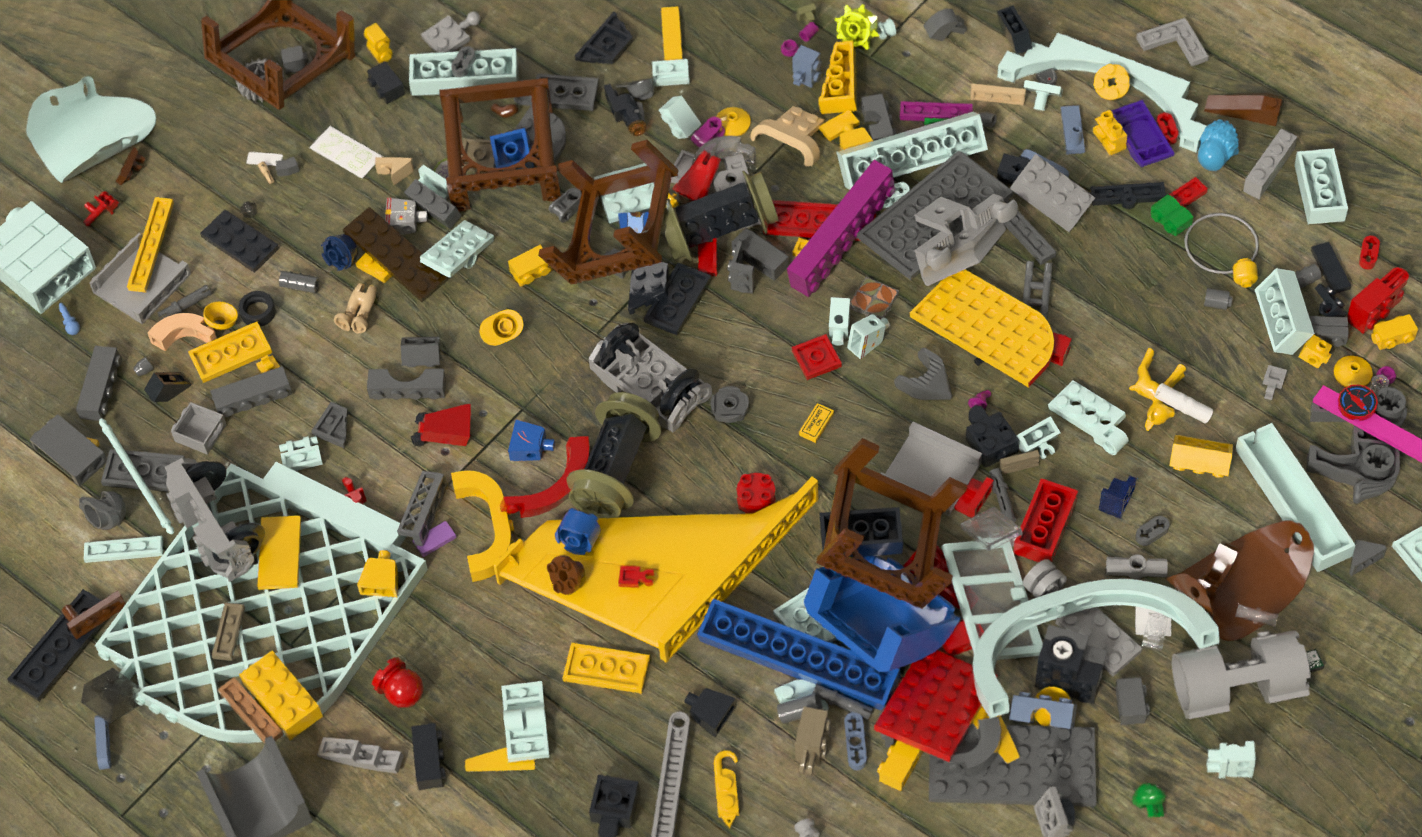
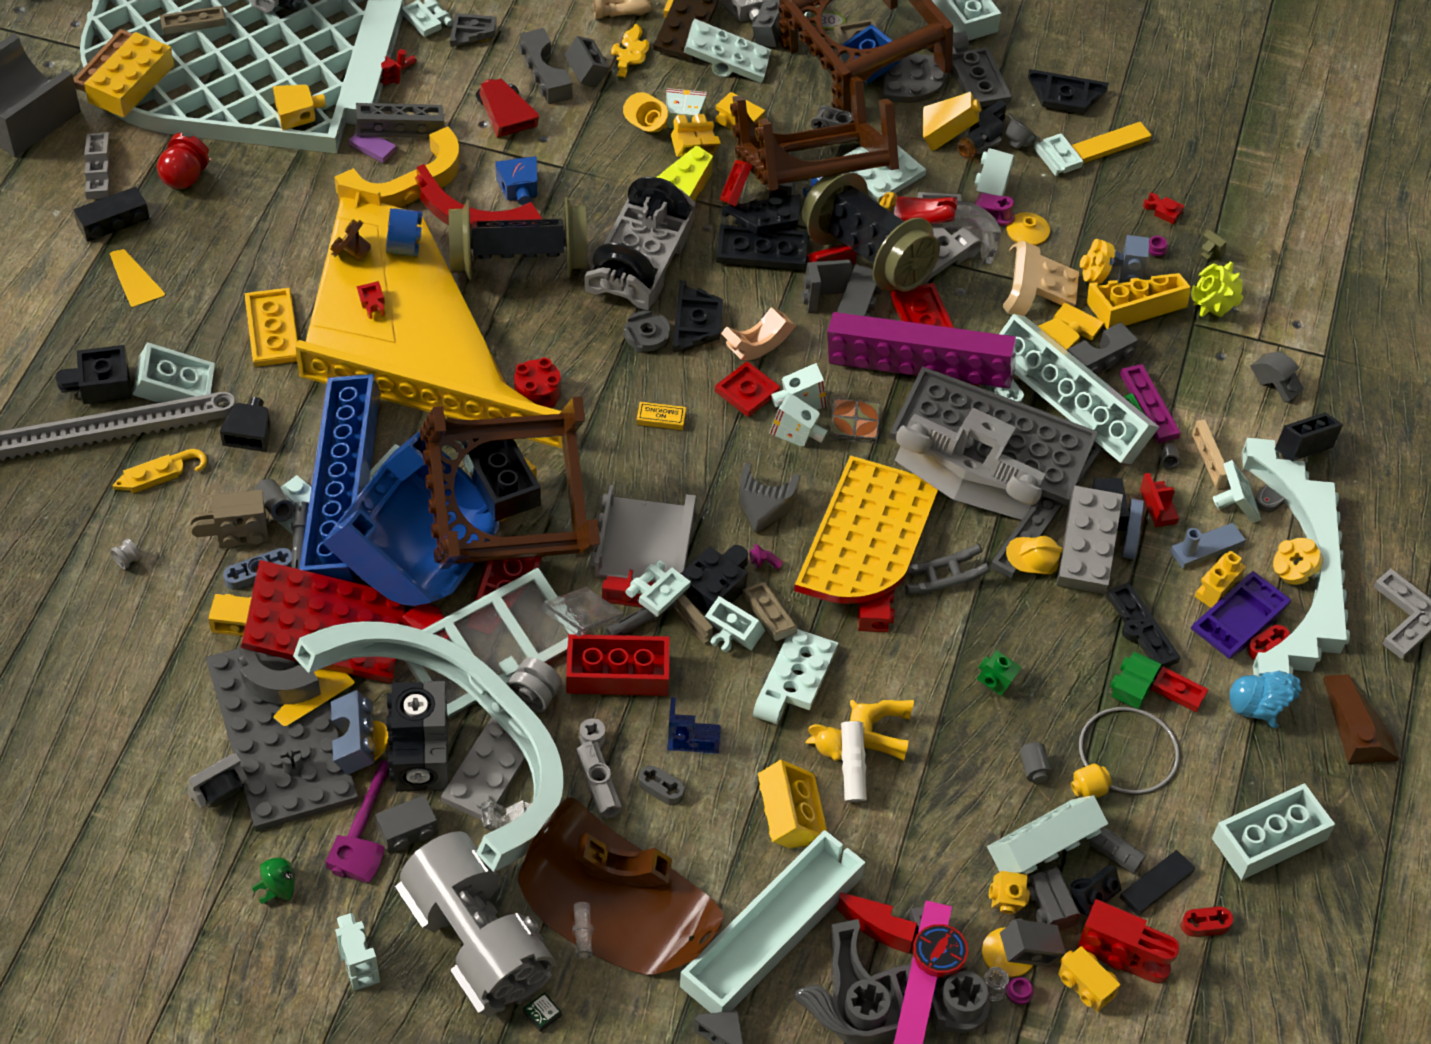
camera: 60 degrees right, 5 degrees down
(279, 553) = (296, 27): yellow tile -> none
(420, 318) = (635, 50): none -> yellow piece
(505, 297) = (684, 103): none -> light aqua torso
(525, 721) = (179, 277): light aqua plate -> none
(543, 303) = (689, 134): none -> yellow hips
(584, 324) = (690, 172): none -> neon yellow wedge
(608, 126) = (949, 118): none -> yellow slope
(615, 289) = (735, 182): none -> red tile
(634, 752) = (171, 375): none -> light aqua slope
(729, 366) = (696, 318): none -> black wing
(753, 27) = (1165, 209): none -> red plate
(771, 329) = (761, 338): none -> light nougat arch
(791, 95) = (1096, 262): none -> yellow plate
(808, 31) = (1190, 256): magenta hinge -> none
(886, 28) = (1238, 322): light aqua wheel -> none
(997, 467) = (663, 592): none -> light aqua plate
(1019, 142) = (1159, 501): none -> red panel
(1031, 411) = (769, 611): none -> dark tan tile
(1045, 232) = (1034, 554): none -> yellow piece
(1095, 565) = (592, 725): none -> light grey wheel
(1138, 291) = (997, 672): none -> green brick
(1141, 747) = (349, 853): none -> magenta piece
(1270, 164) = (1277, 766): light grey brick -> none
(1274, 379) = (947, 858): light grey plate -> none
(1312, 434) = (877, 921): none -> red slope
(1359, 352) = (1032, 943): none -> dark grey brick

